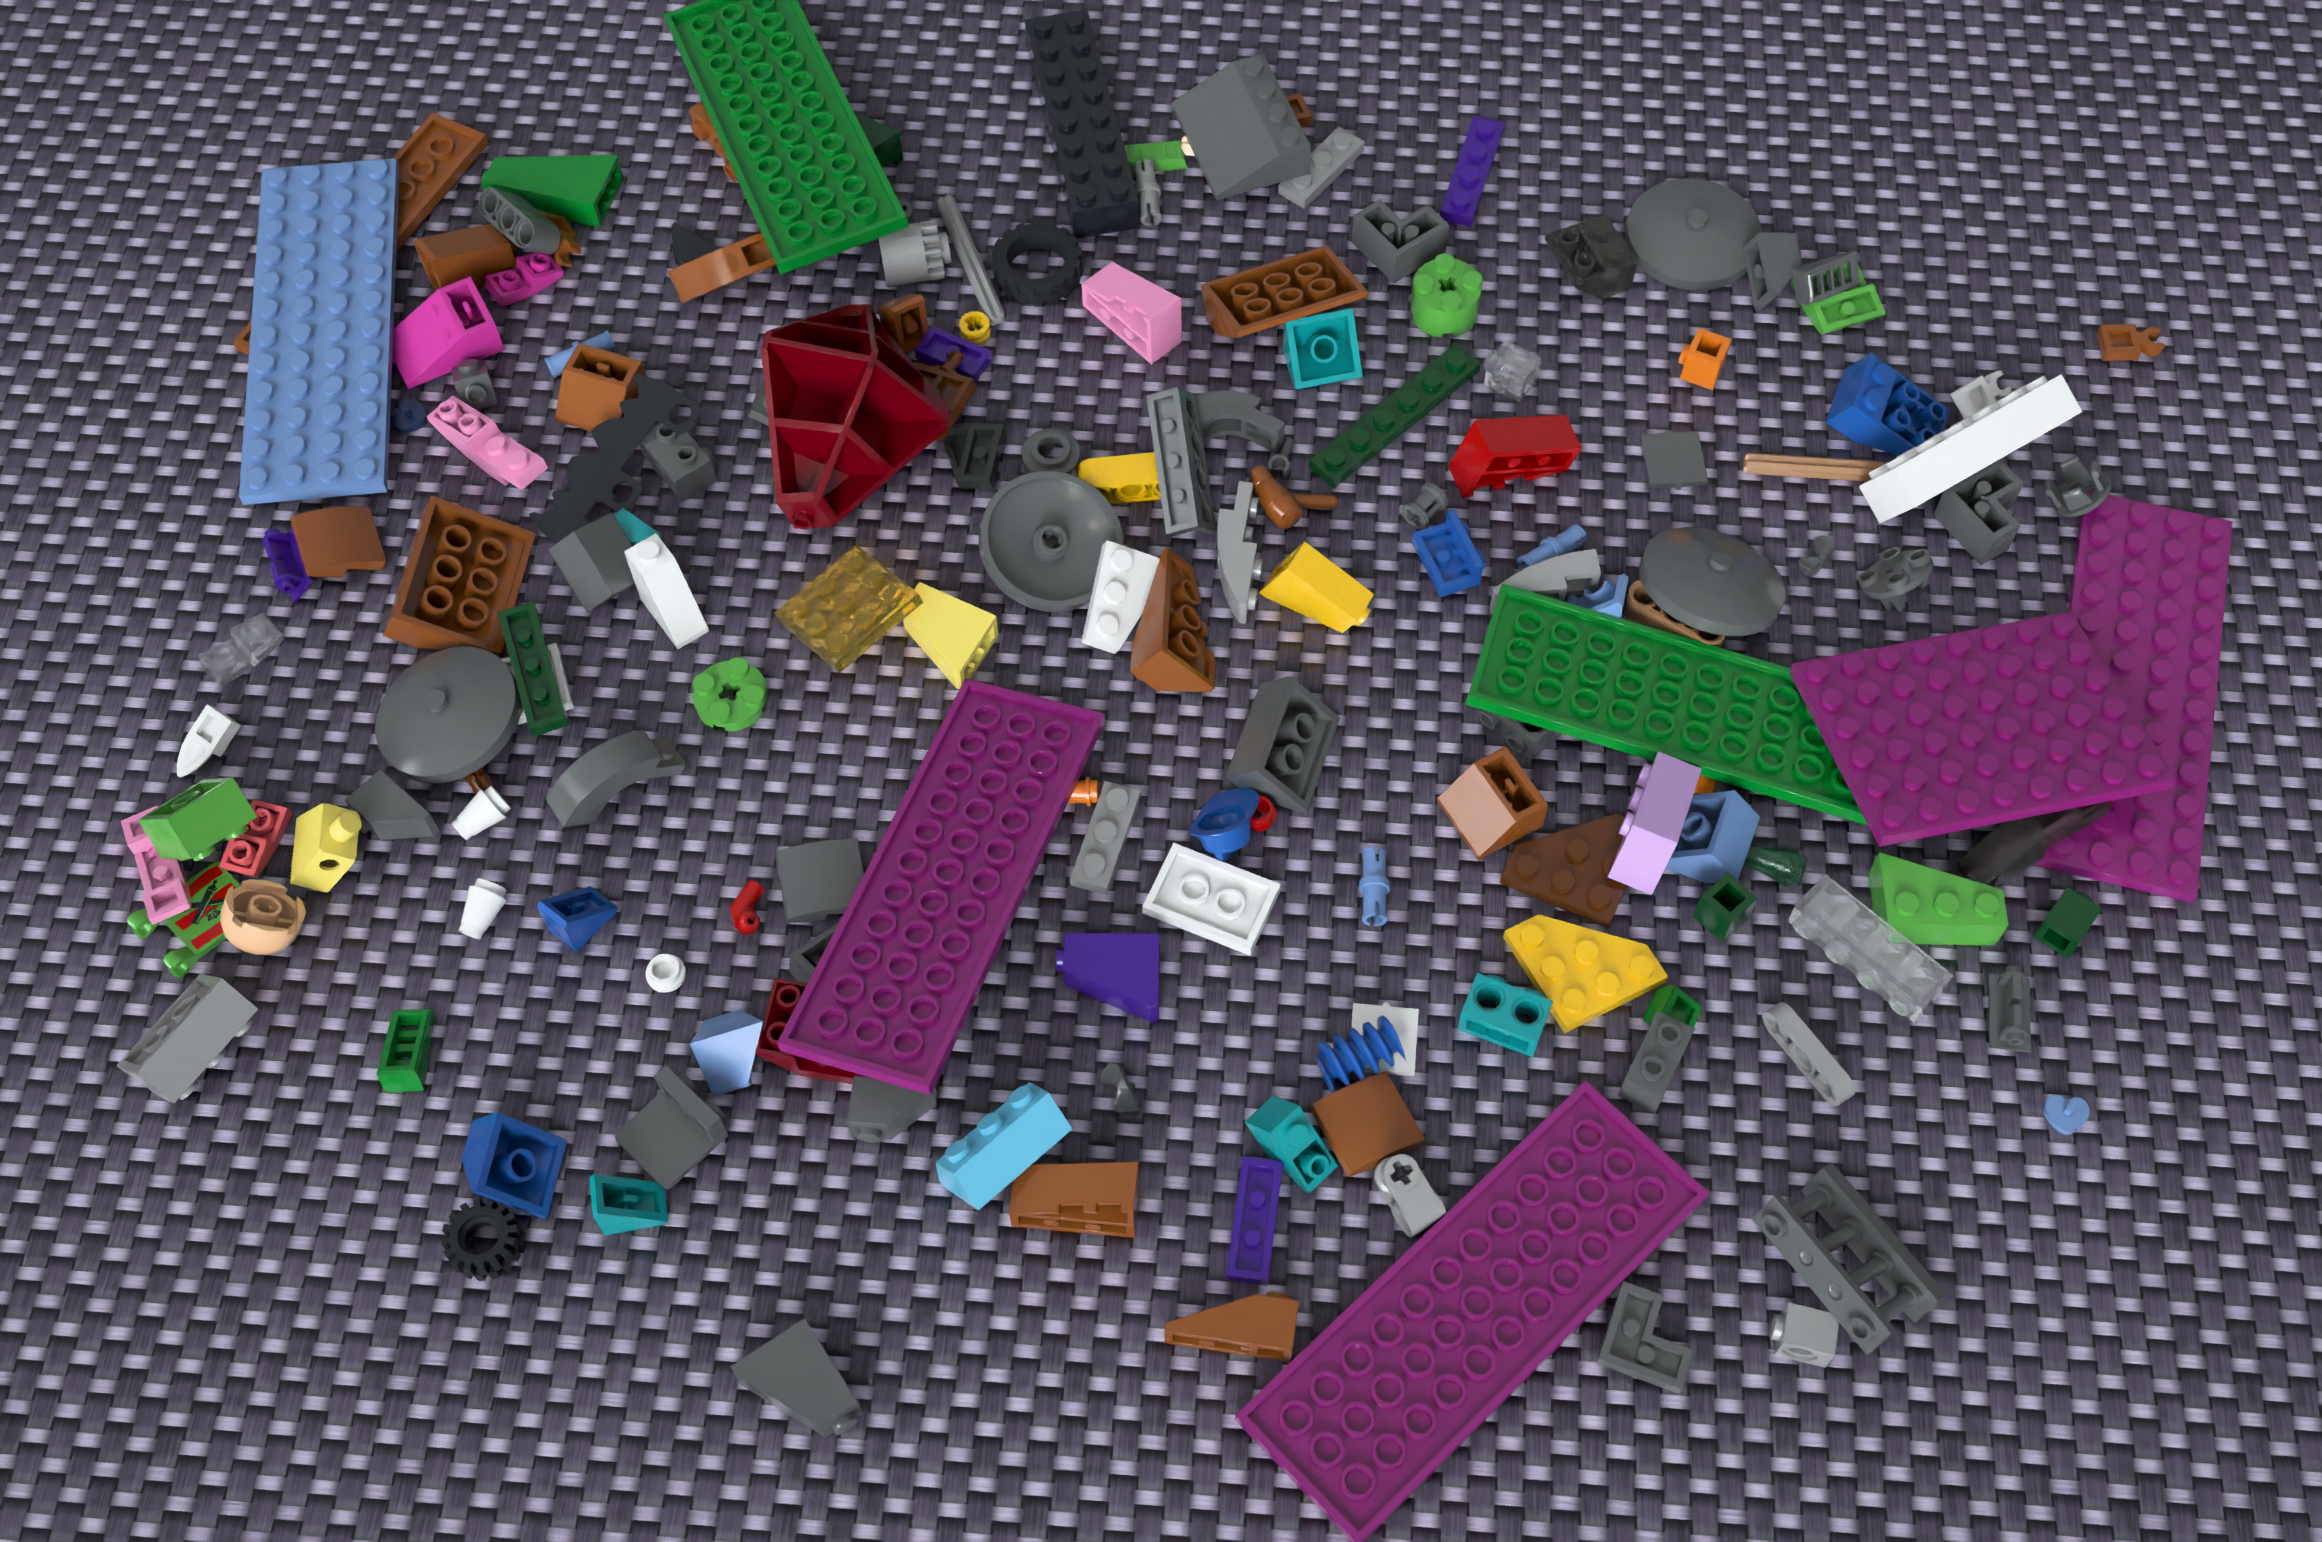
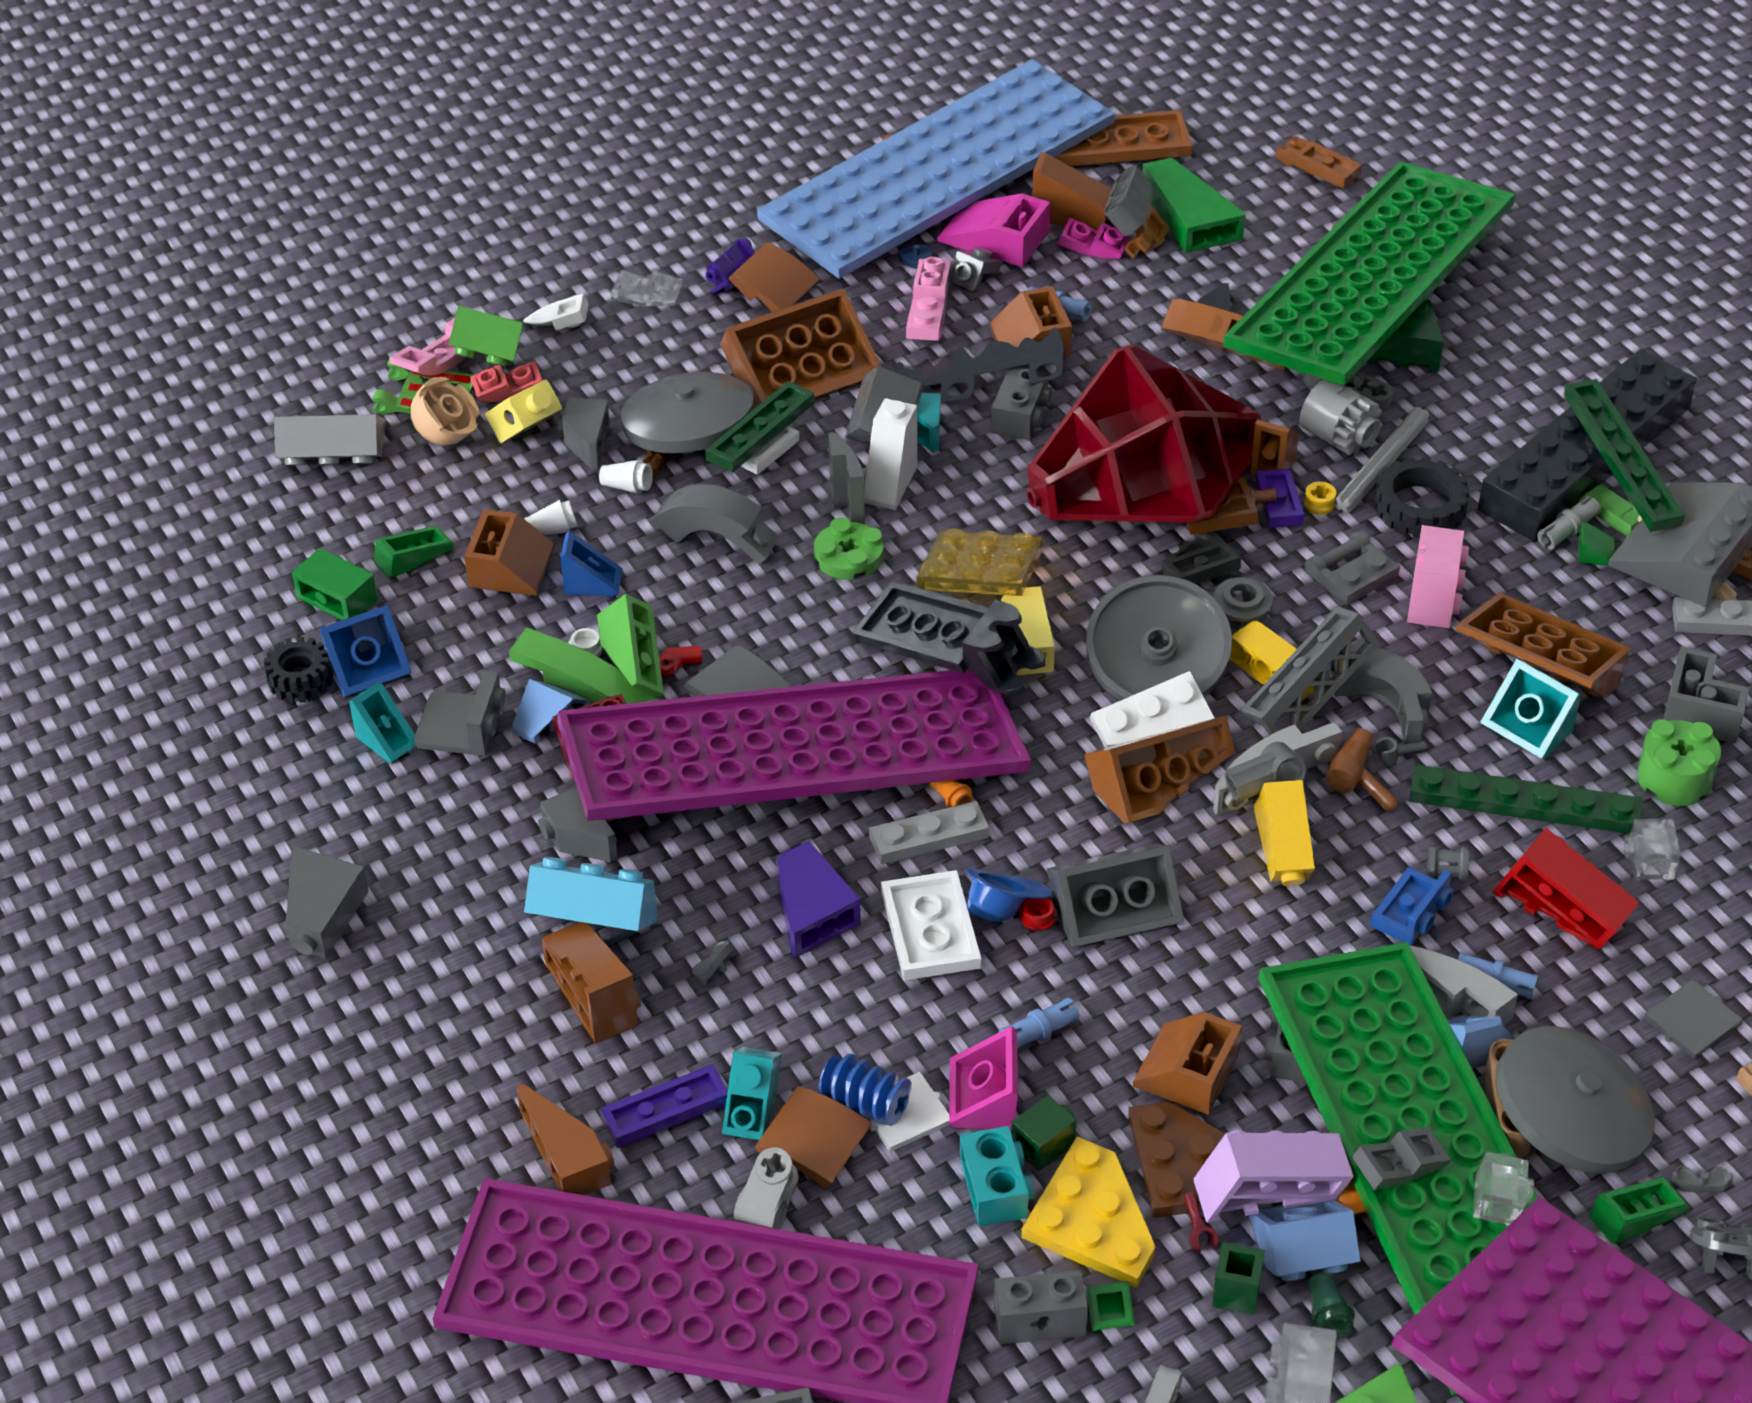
camera: 55 degrees right, 15 degrees down
(400, 1144) = (334, 585): none -> green brick
(500, 971) = (507, 554): none -> dark orange slope
(589, 66) = (1319, 161): none -> dark orange hinge
(661, 642) = (846, 478): none -> dark grey slope
(705, 933) = (631, 642): none -> bright green slope
(705, 996) = (573, 668): none -> bright green slope
(919, 682) = (952, 635): none -> black hinge
(1081, 359) = (1356, 577): none -> dark grey plate
(1139, 108) = (1624, 455): none -> dark green plate
(1182, 195) = (1594, 545): none -> green slope
(1266, 551) = (1249, 777): none -> dark grey piece
(1411, 960) = (985, 1083): none -> dark pink slope
(1487, 949) = (1044, 1132): none -> dark green brick
(1651, 906) = (1198, 1224): none -> dark red hand
(1706, 726) = (1403, 1159): none -> dark grey slope
(1775, 681) = (1501, 1188): none -> clear brick
(1817, 614) = (1620, 1225): none -> green slope

